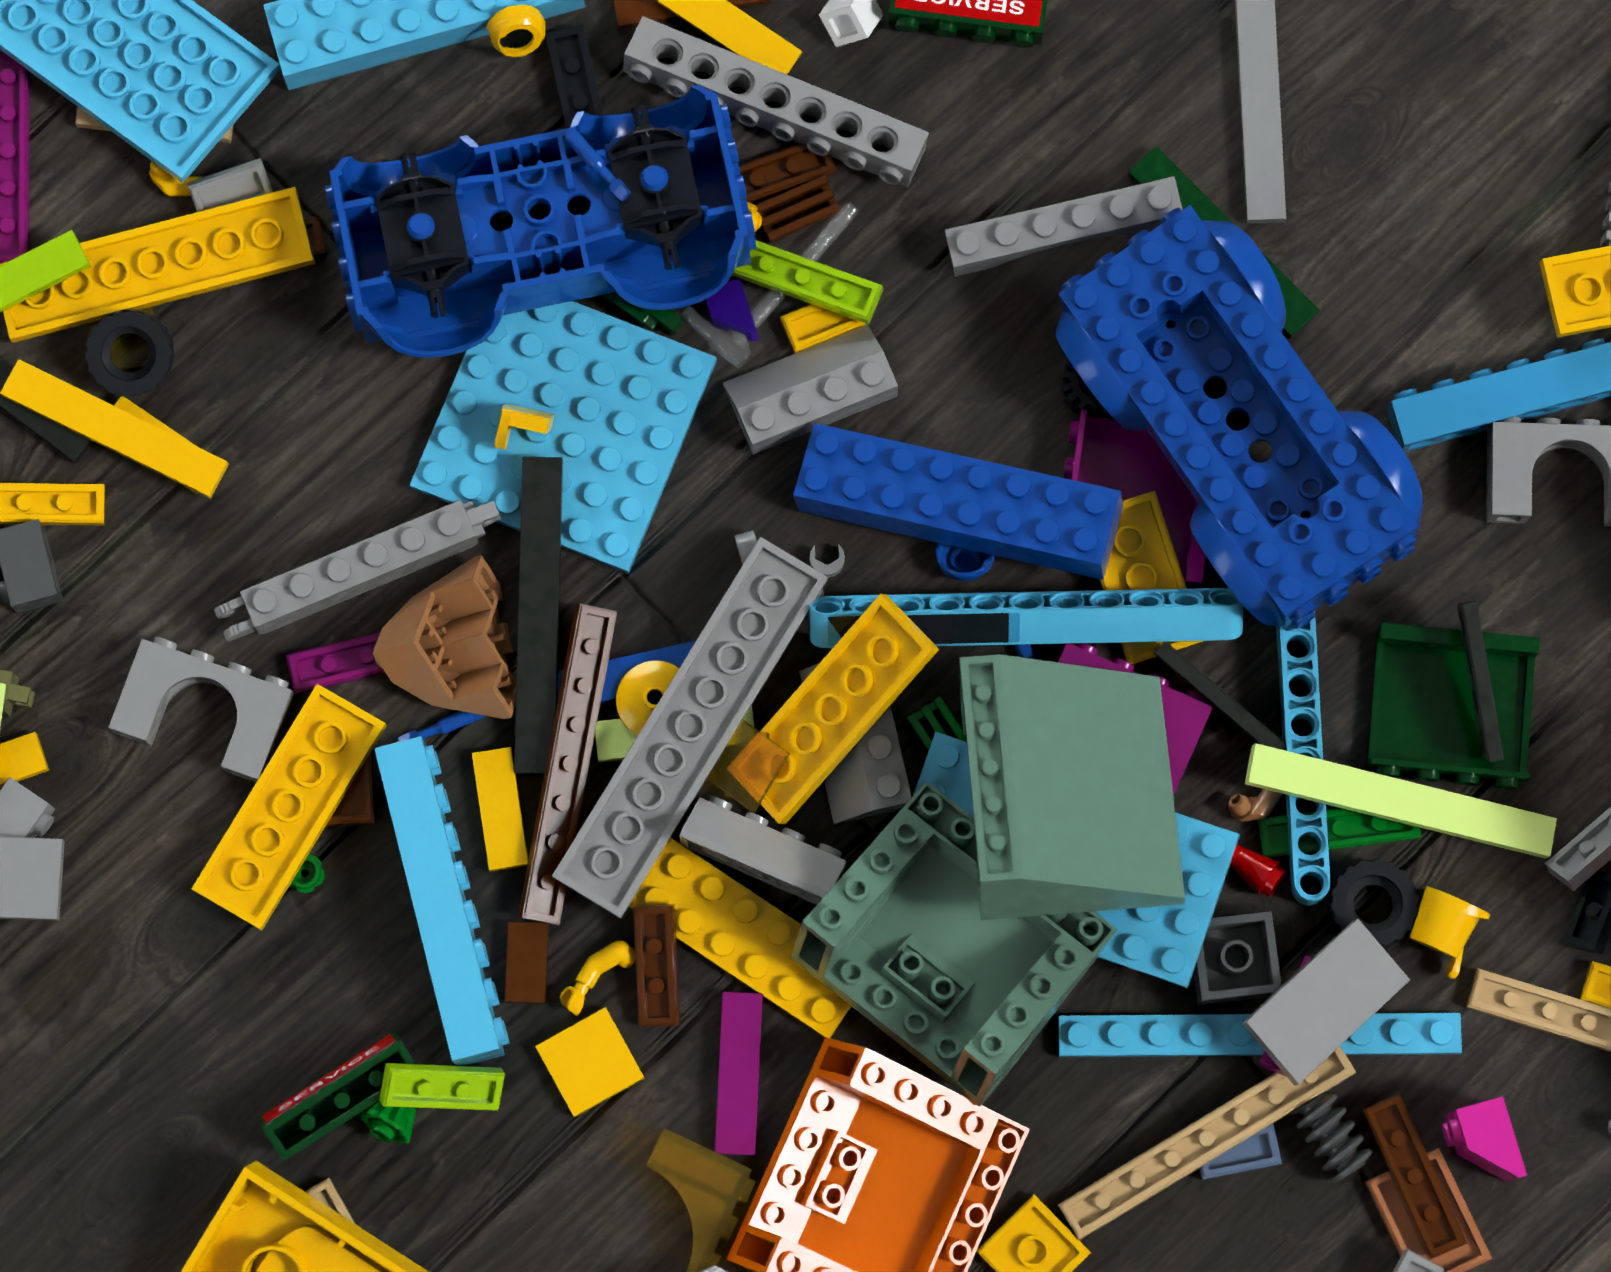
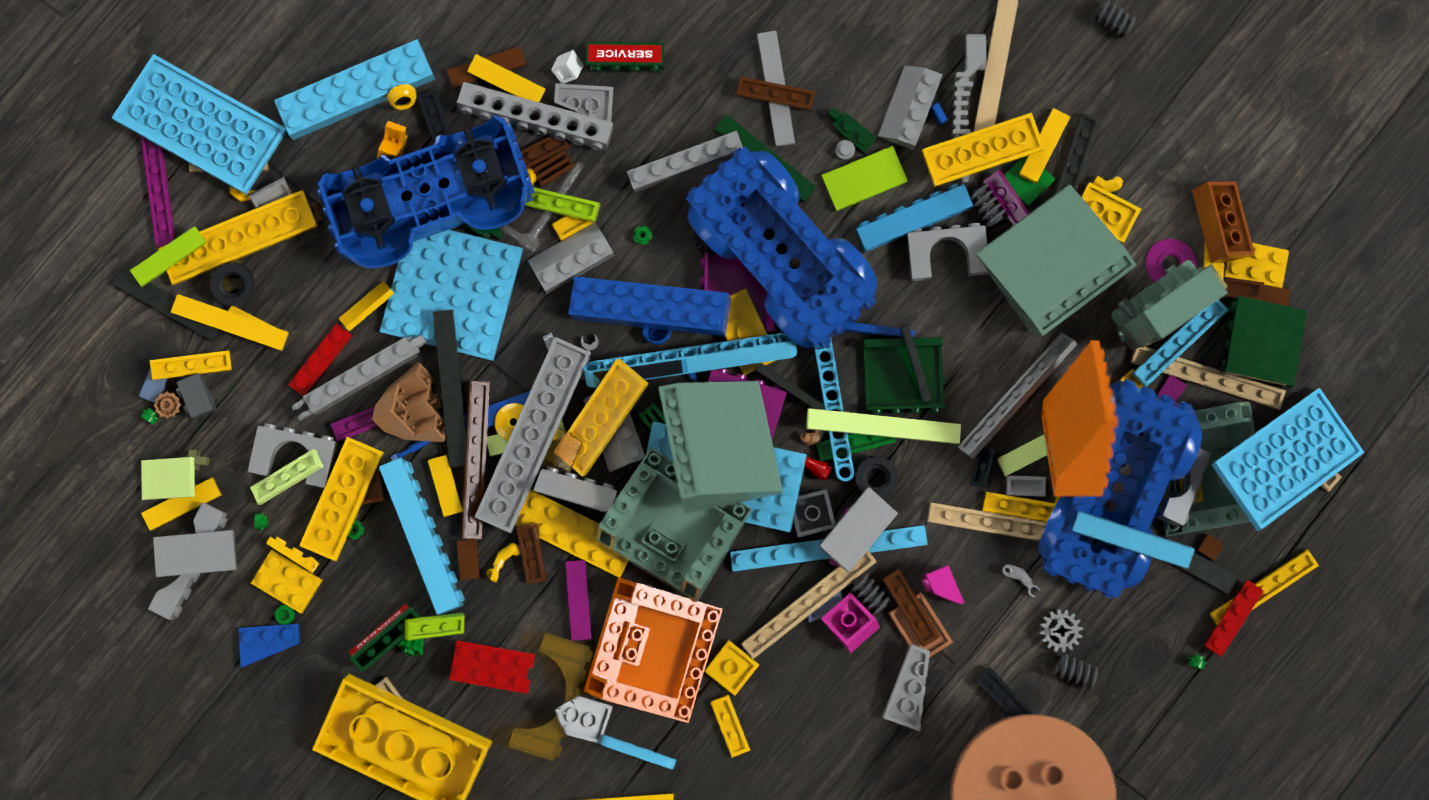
camera: 10 degrees left, 5 degrees up
(95, 1074) = (265, 641): none -> blue wing
(120, 832) = (261, 521): none -> green plate
(141, 1026) = (284, 615): none -> green plate
(155, 959) = (286, 581): none -> yellow plate
(176, 907) = (295, 555): none -> yellow hinge
(185, 748) = (286, 477): none -> yellowish green tile
(284, 526) = (320, 360): none -> red plate
(390, 431) = (366, 306): none -> yellow tile
(489, 112) = (394, 141): none -> light orange brick
(521, 418) = (430, 292): yellow tile -> none
(547, 1184) = (492, 667): none -> red piece
(589, 1062) = (505, 604): yellow tile -> none
(596, 163) = (449, 161): blue piece -> none
(731, 310) = (526, 224): dark purple tile -> none
(879, 81) = (586, 100): none -> light grey wing
(963, 371) = (647, 235): none -> green plate
(1259, 117) = (775, 93): none -> reddish brown tile
(1288, 1190) = (850, 622): none -> dark pink slope
(1384, 245) = (845, 149): none -> light grey plate
(1402, 208) = (852, 130): none -> dark green hinge
(1403, 607) = (875, 330): none -> blue tile
(1416, 306) = (864, 178): none -> lime tile
(1445, 925) = (912, 484): yellow hat -> none
(1524, 175) = (910, 106): none -> light grey slope
(1580, 198) = (938, 114): none -> blue tile

